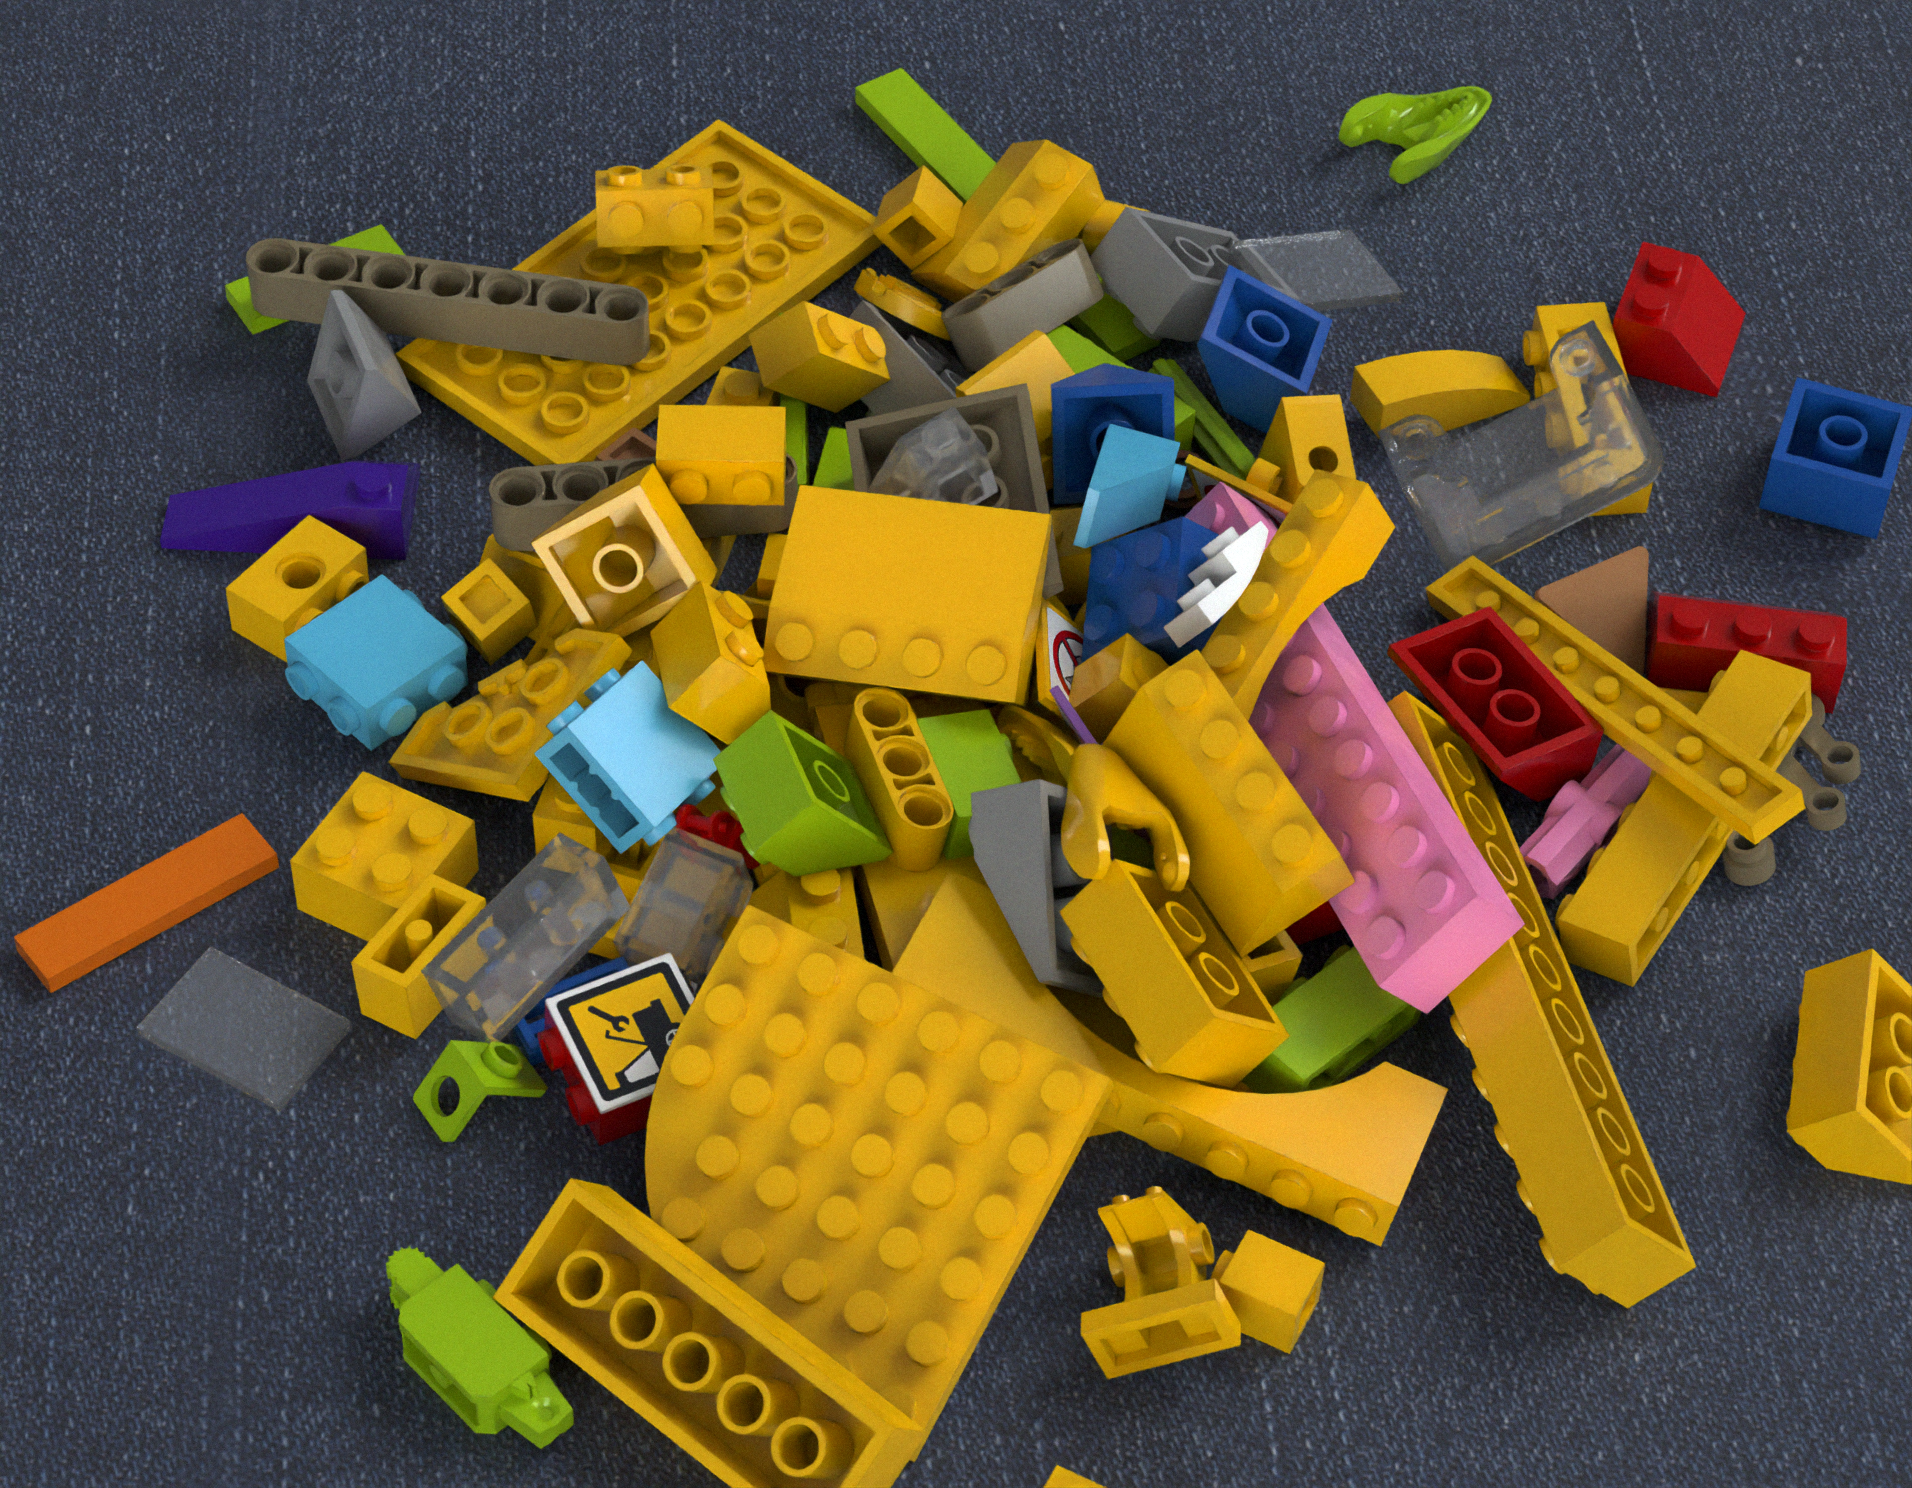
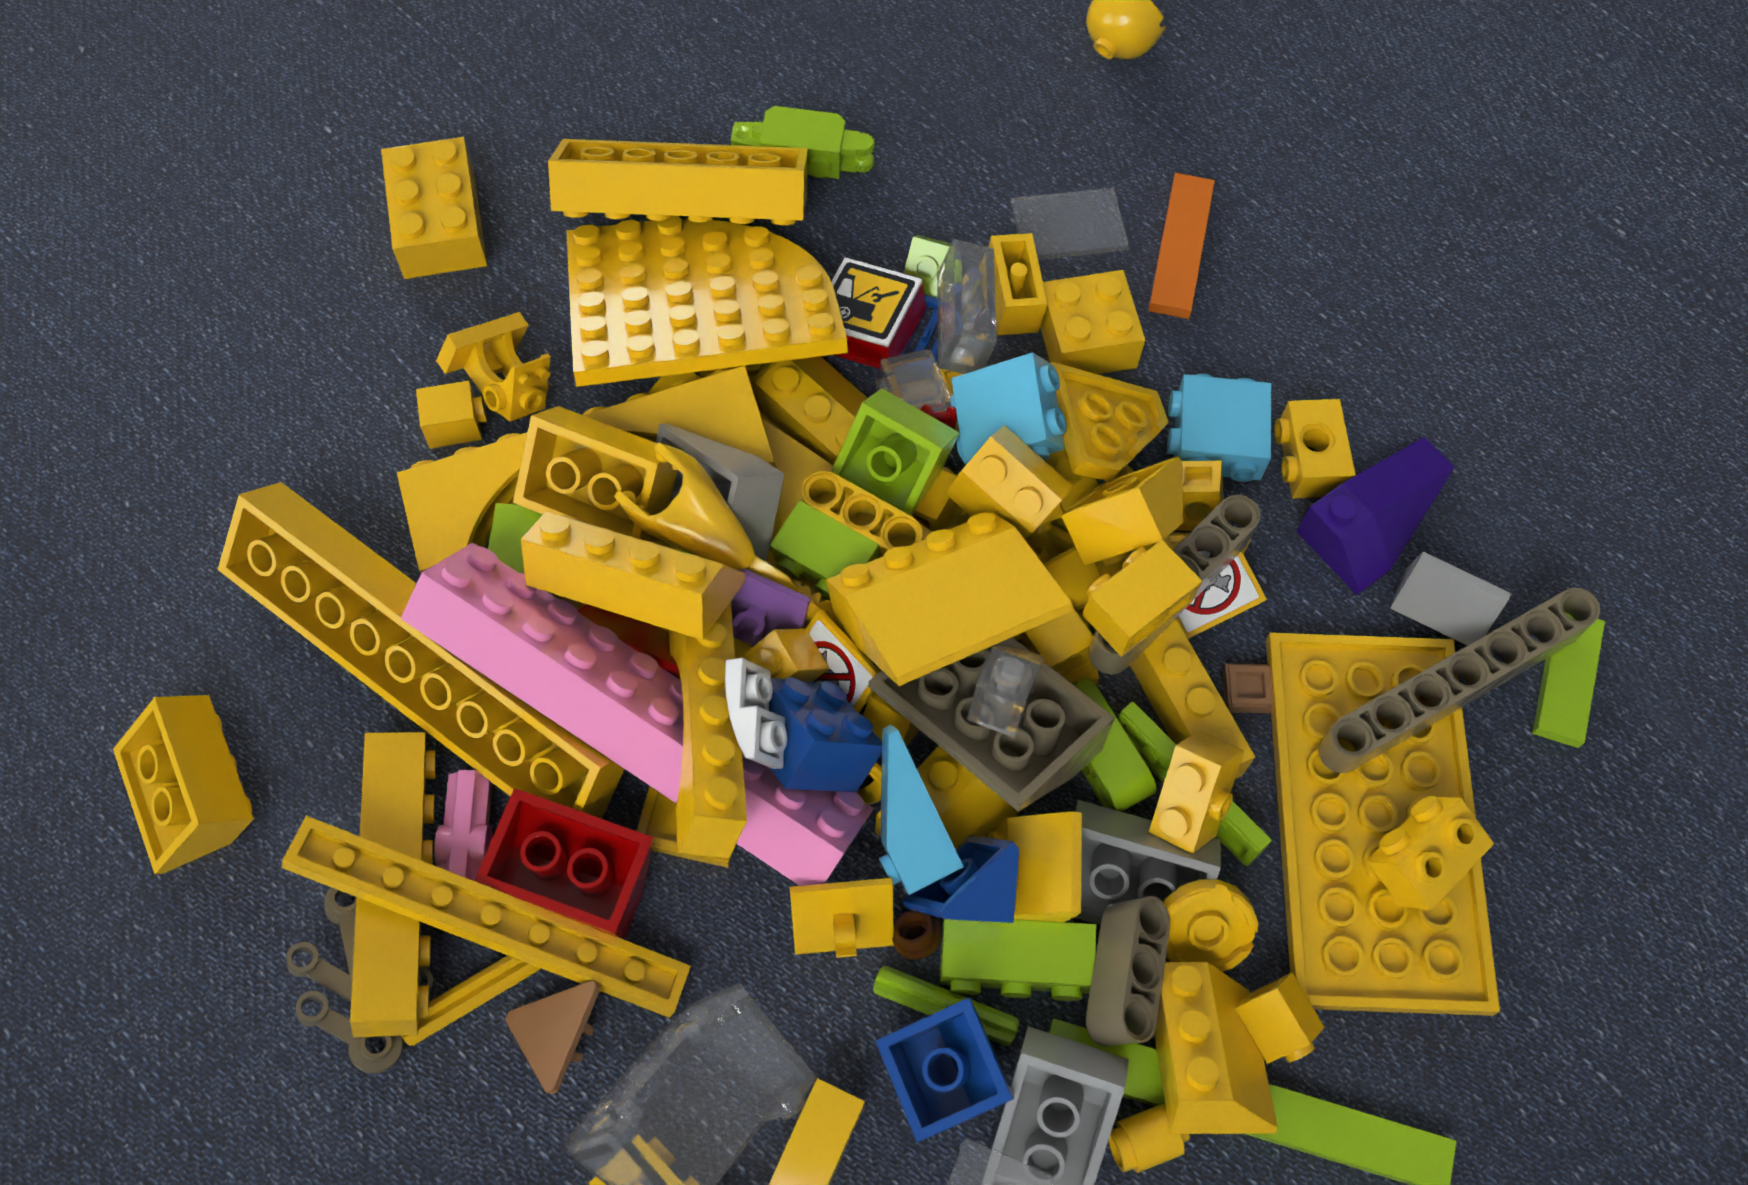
camera: 140 degrees right, 15 degrees up
(1306, 437) = (828, 985): yellow torso -> none
(1700, 636) = (442, 1092): red slope -> none

